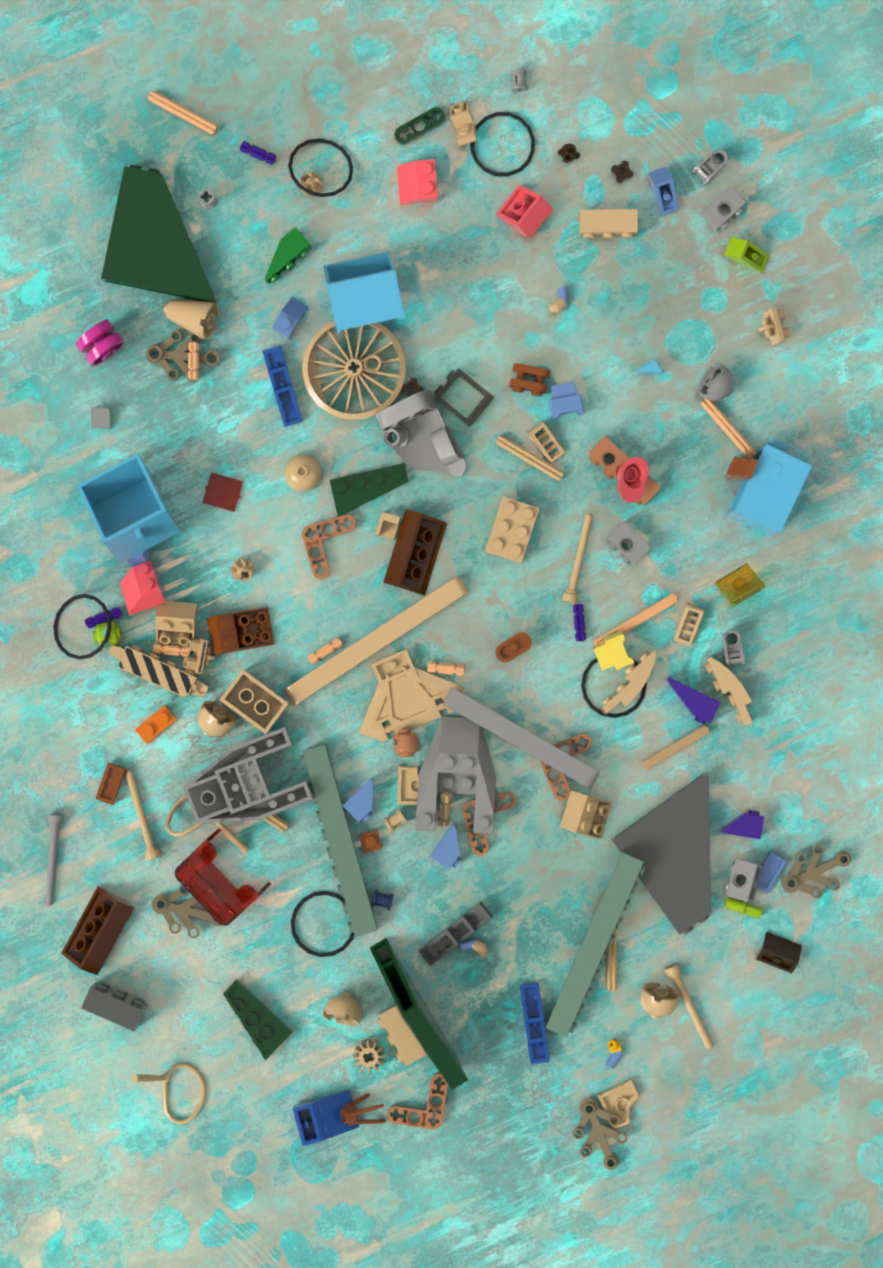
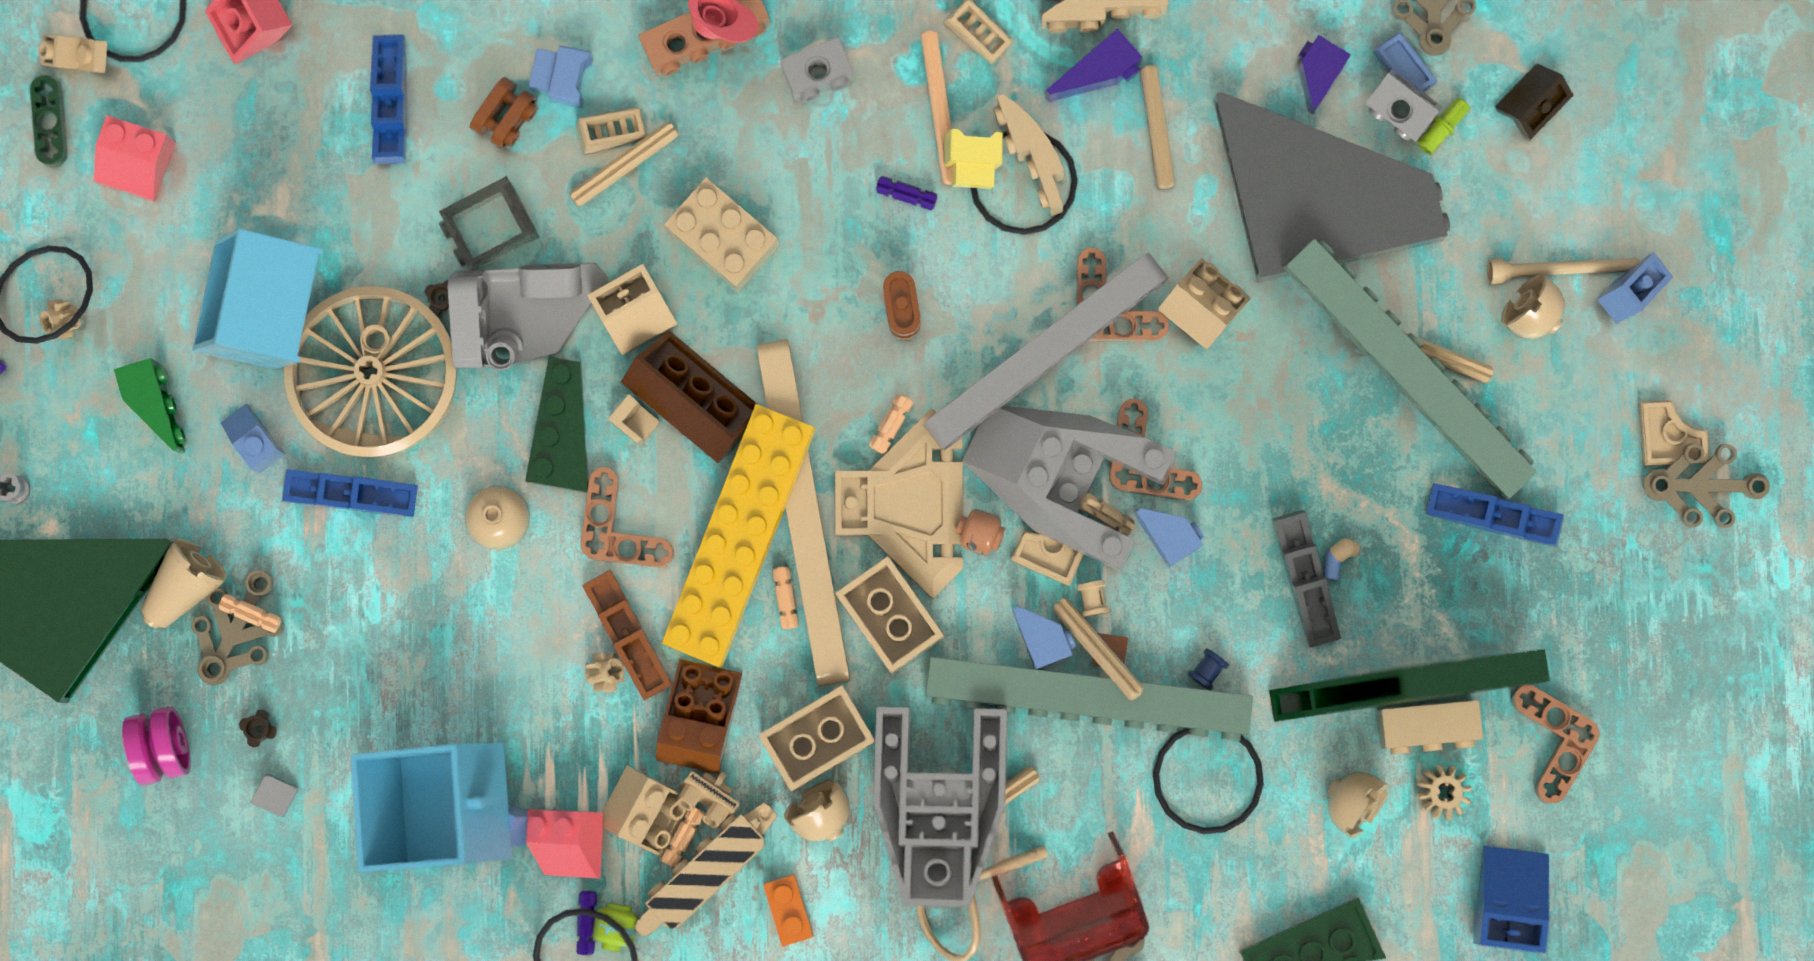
camera: 65 degrees left, 5 degrees down
(128, 392) = (248, 726): none -> dark brown plate
(222, 492) = (472, 654): clear red piece -> none
(268, 572) = (627, 635): none -> dark orange slope
(338, 713) = (889, 615): none -> tan brick
(348, 611) = (739, 535): none -> yellow plate
(350, 1114) = (1524, 857): dark orange plant -> none
(367, 835) = (1098, 649): none -> tan axle
(448, 498) = (632, 309): none -> tan slope
(511, 310) = (389, 99): none -> blue slope
(561, 303) = (410, 20): arm -> none
(570, 594) = (859, 188): tan piece -> none
(616, 1053) = (1589, 409): arm -> none
(694, 1051) = (1635, 288): none -> medium blue slope

